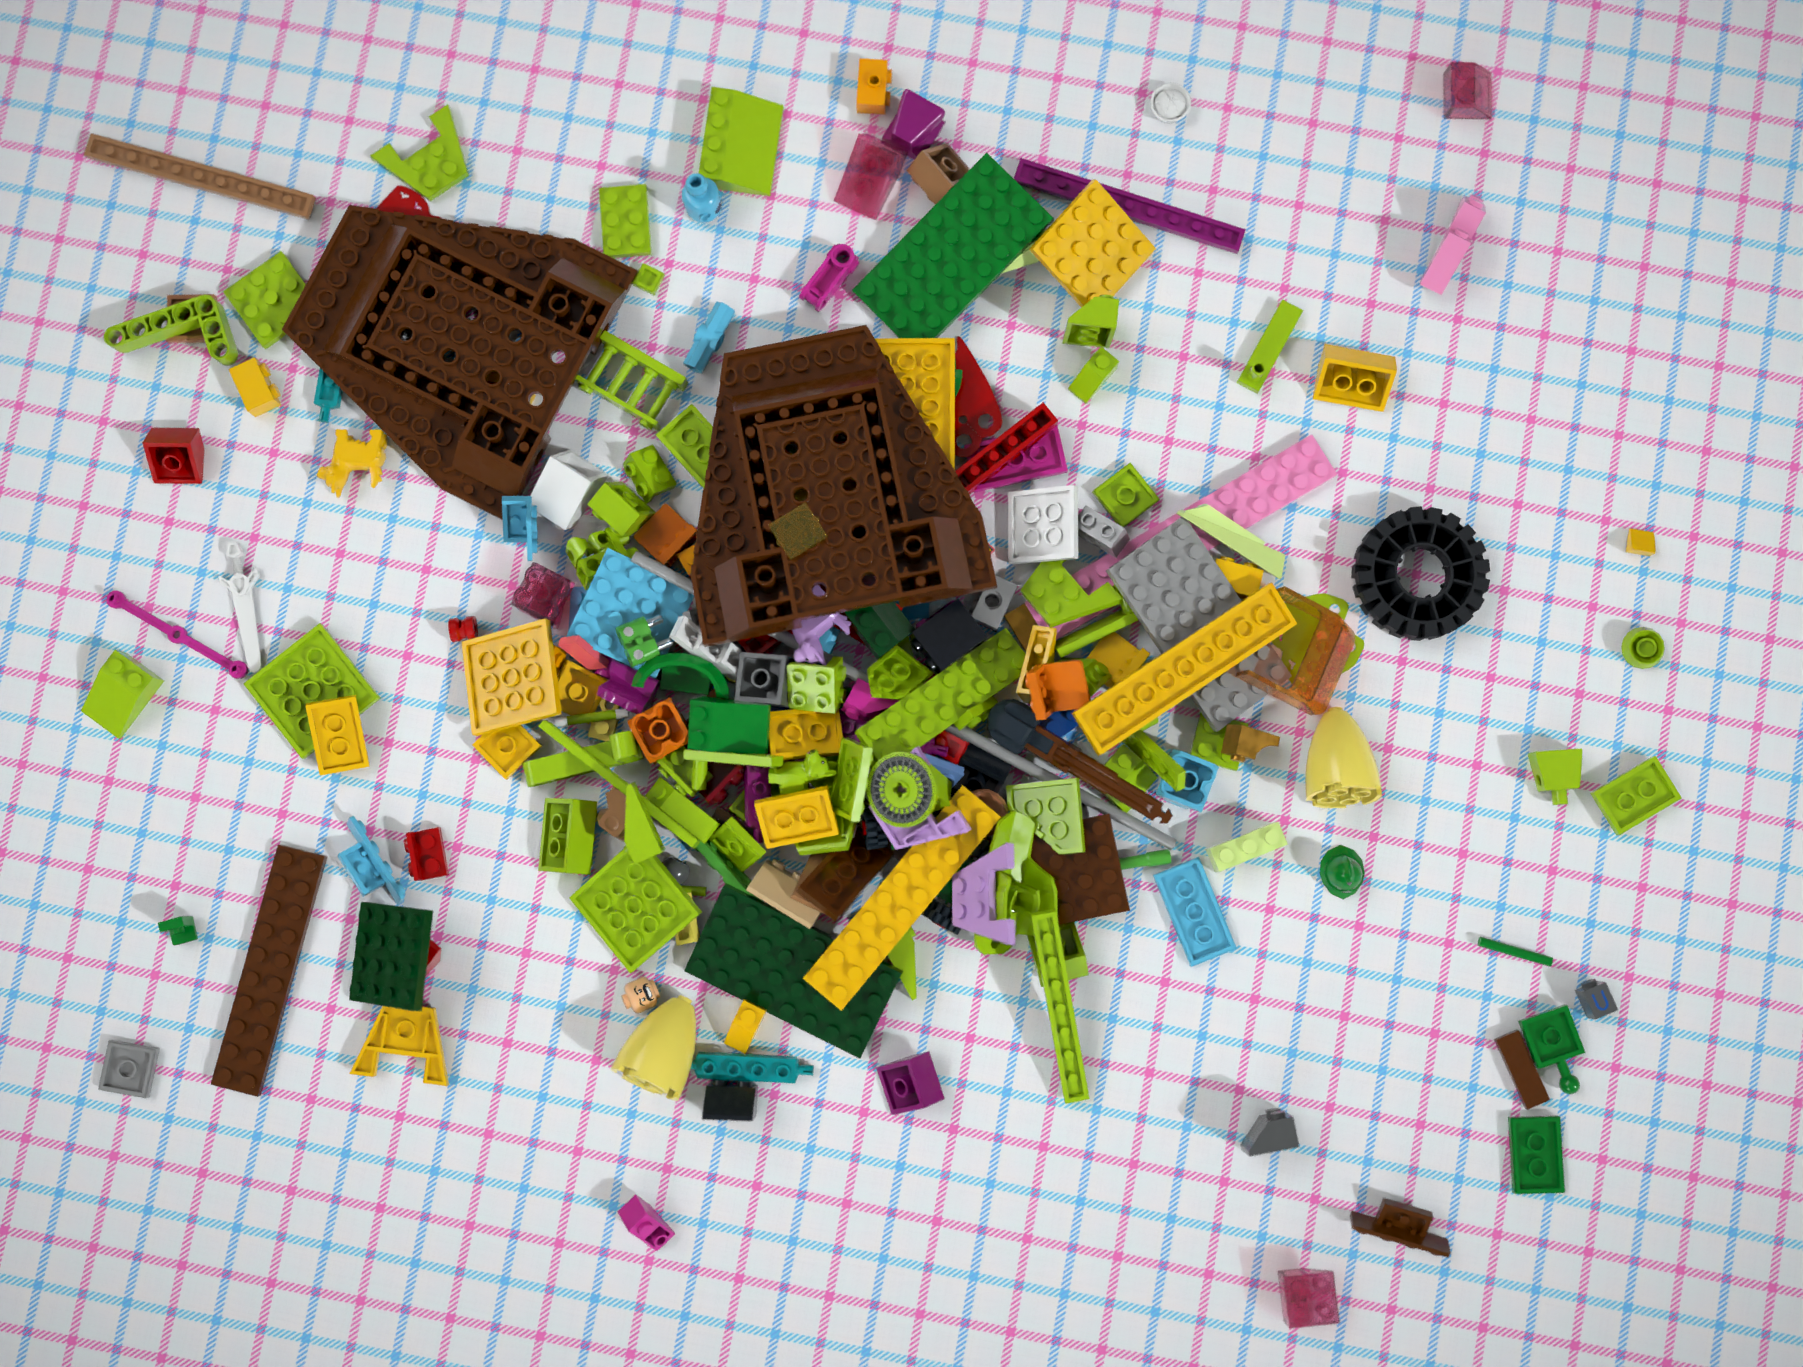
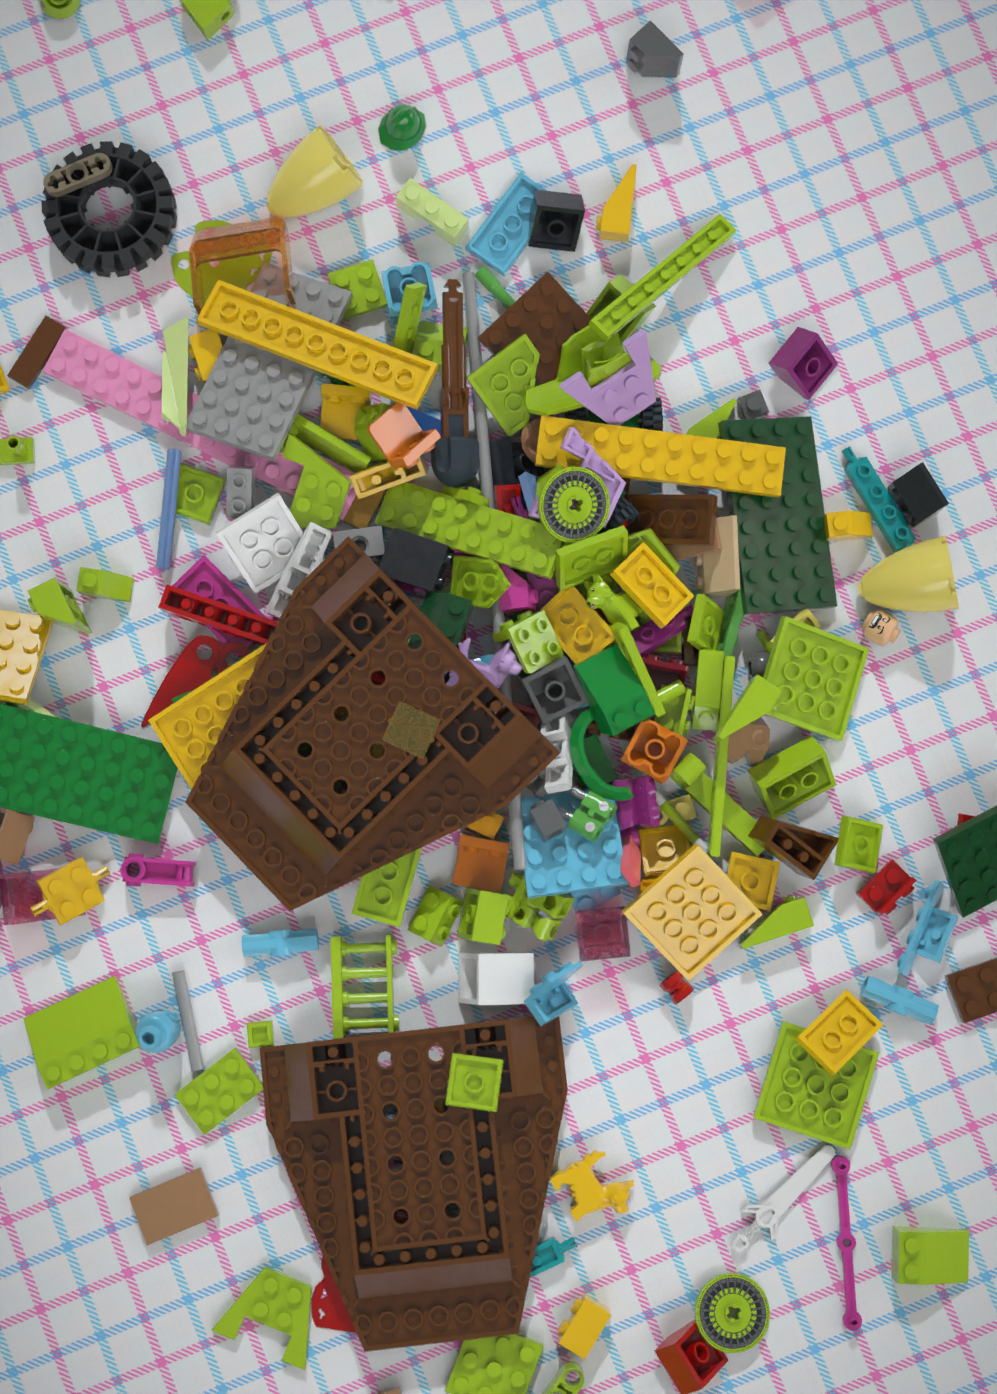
camera: 130 degrees left, 0 degrees up
(200, 496) = (751, 1318): none -> piece
(331, 803) = (899, 1000): none -> medium azure piece
(457, 750) = (782, 920): none -> lime slope
(475, 853) = (858, 844): none -> lime tile
(491, 413) = (474, 1082): none -> lime tile
(509, 798) = (794, 845): none -> reddish brown wedge
(560, 133) = (174, 1206): none -> medium nougat tile
(659, 602) = (547, 820): none -> dark grey brick
(696, 229) = (188, 1020): none -> light grey piece
(858, 198) = (70, 890): none -> yellow plate
(902, 1015) = (752, 405): none -> dark grey plate
(1004, 539) = (302, 562): none -> white slope
(1124, 464) = (168, 509): none -> medium blue axle
(1147, 1009) = (617, 211): none -> yellow slope
(1172, 948) = (555, 220): none -> black slope
(1245, 742) = (346, 262): pearl gold arch -> none
(1331, 439) = (36, 352): none -> reddish brown tile
(1468, 580) = (69, 169): none -> dark tan beam

